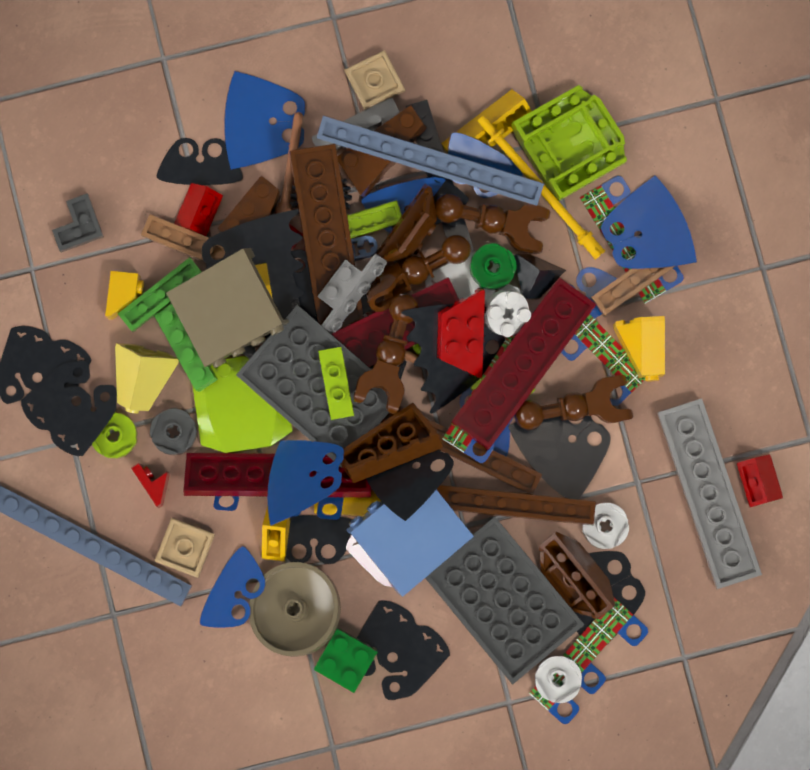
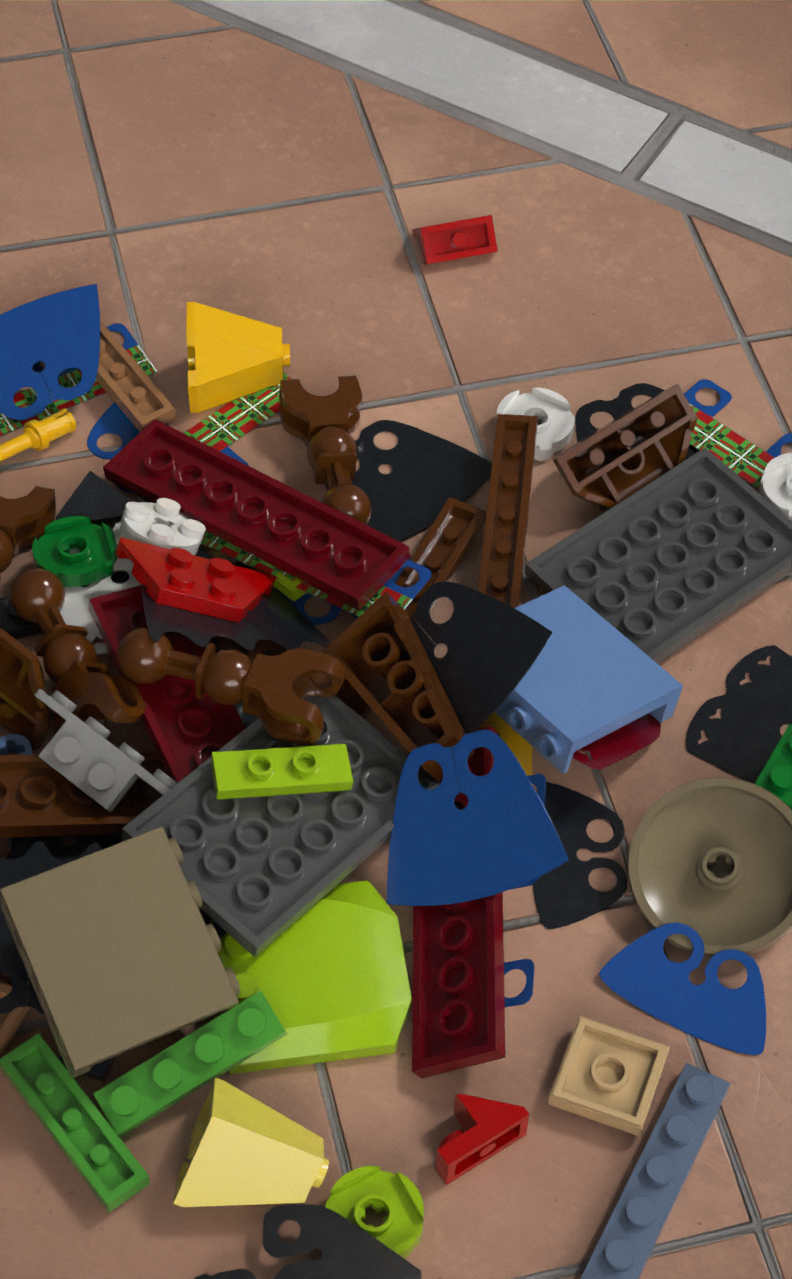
camera: 90 degrees left, 30 degrees down
(122, 291) = (60, 1198): yellow slope -> none
(161, 437) = (374, 1123): dark grey plate -> none
(274, 538) = (573, 906): yellow slope -> none
(709, 494) = (475, 295): light grey plate -> none

